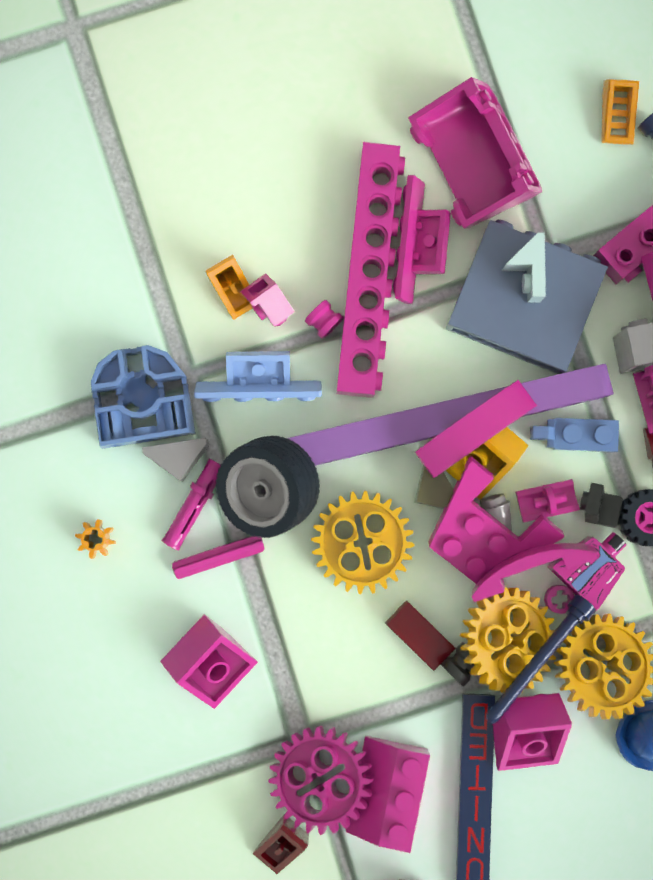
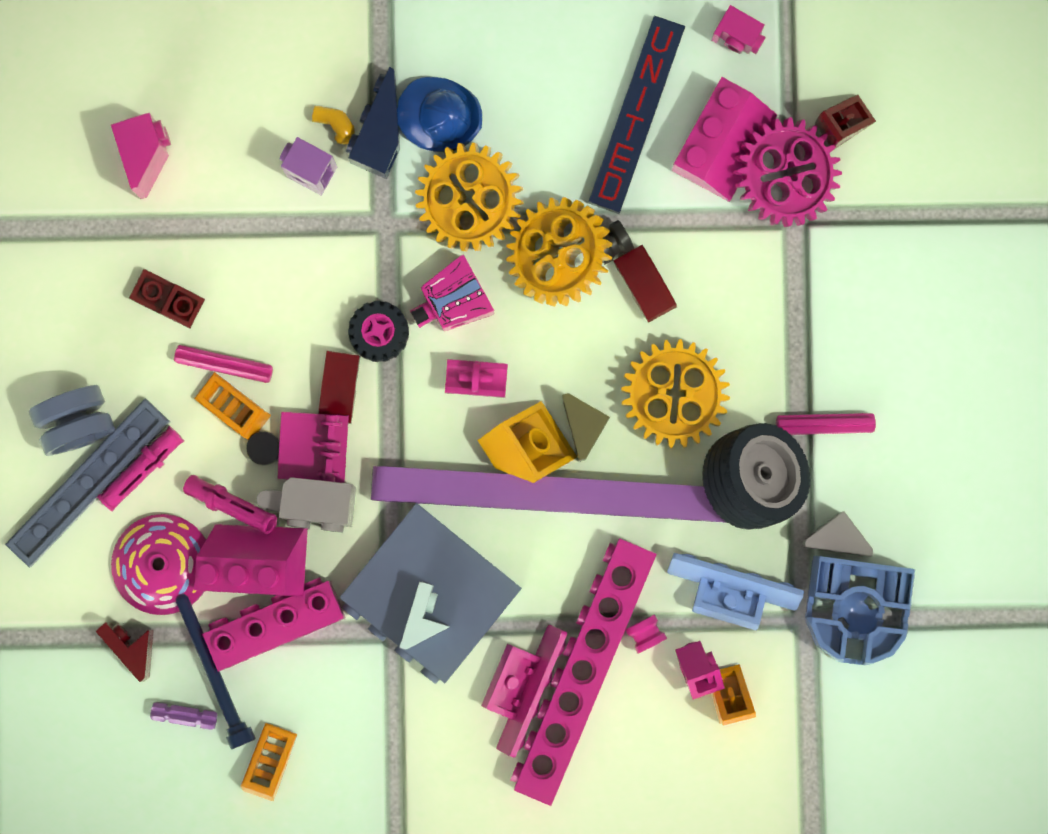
camera: 160 degrees left, 0 degrees up
(89, 545) = (936, 481): light orange gear -> none
(194, 503) = (825, 493): dark pink pin -> none
(208, 662) = (866, 321): dark pink slope -> none
(473, 537) = (559, 359): dark pink wing -> none
(475, 428) = (528, 471): dark pink slope -> none
(476, 152) = (432, 760): dark pink windscreen -> none
(498, 508) = (530, 379): light grey cone -> none
(531, 732) = (566, 157): dark pink slope -> none
(552, 592) = (486, 269): dark pink bush -> none
(572, 554) = (474, 317): dark pink slope -> none
(578, 434) = (420, 436): medium blue hinge -> none
(578, 612) = (482, 258): dark blue piece -> none
(601, 507) = (423, 356): pearl dark grey bracket -> none

